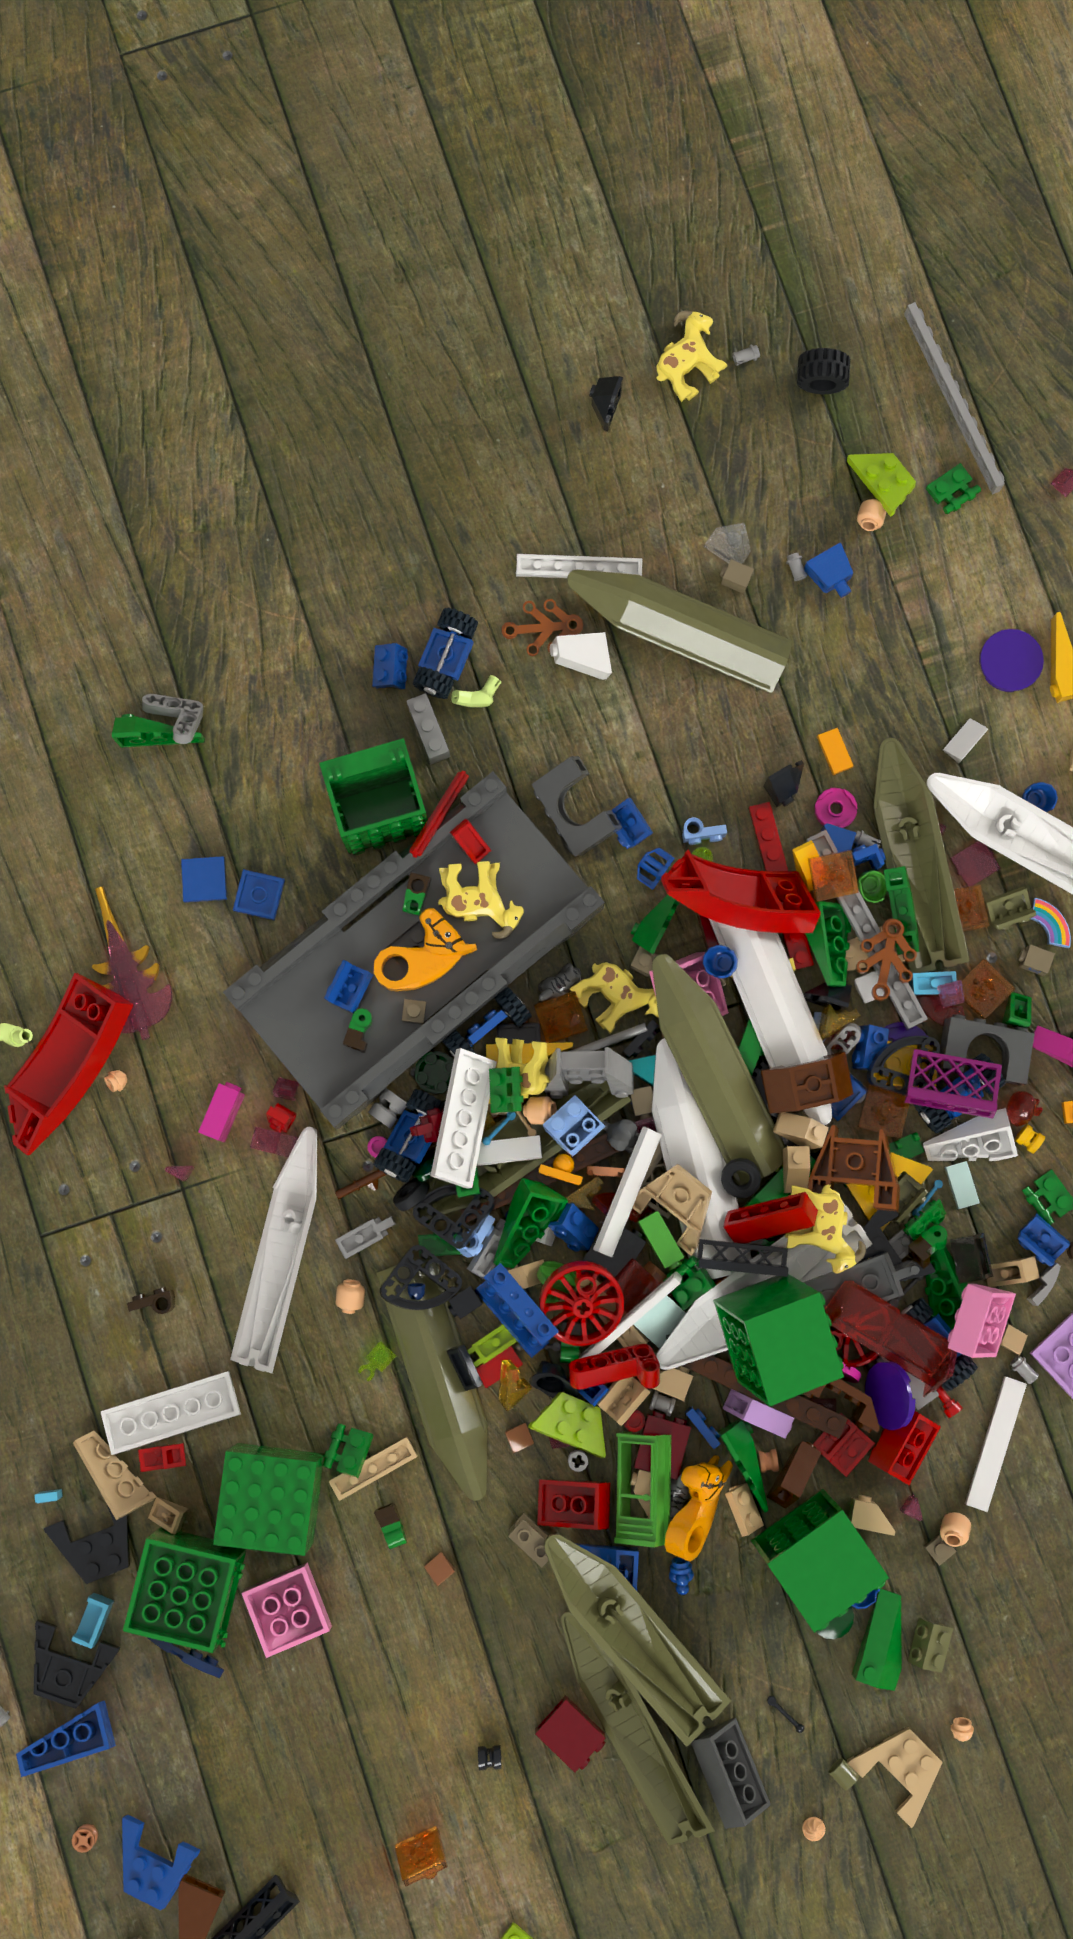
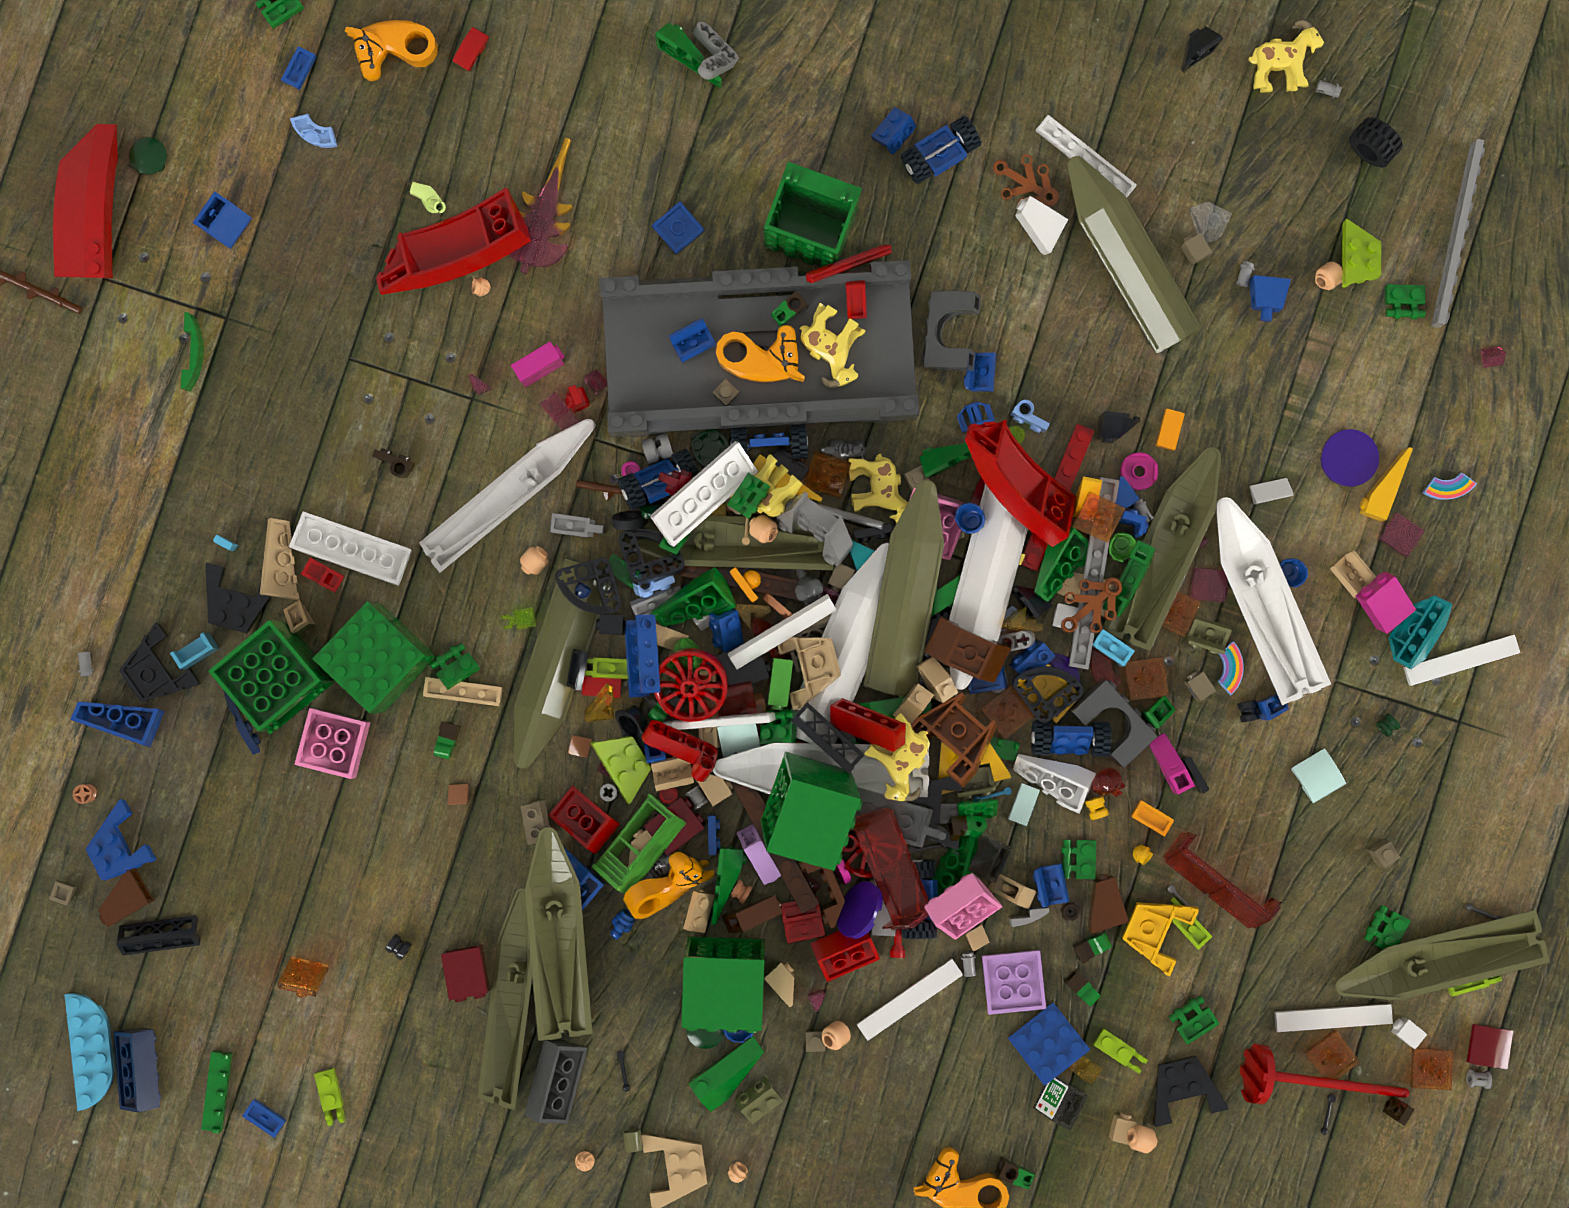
camera: 30 degrees right, 5 degrees up
(204, 879) = (647, 187): blue tile -> none
(357, 1028) = (676, 375): leg -> none
(428, 728) = (887, 196): light grey brick -> none
(479, 698) = (940, 200): yellowish green arm -> none
(510, 1116) = (709, 522): dark azure hinge -> none
(510, 1150) = (720, 541): white tile -> none
(573, 1126) = (778, 556): light blue slope -> none
(737, 1190) = (877, 673): black tyre -> none
(951, 993) = (1118, 664): clear pink slope -> none
(953, 1102) = (1059, 739): magenta fence -> none

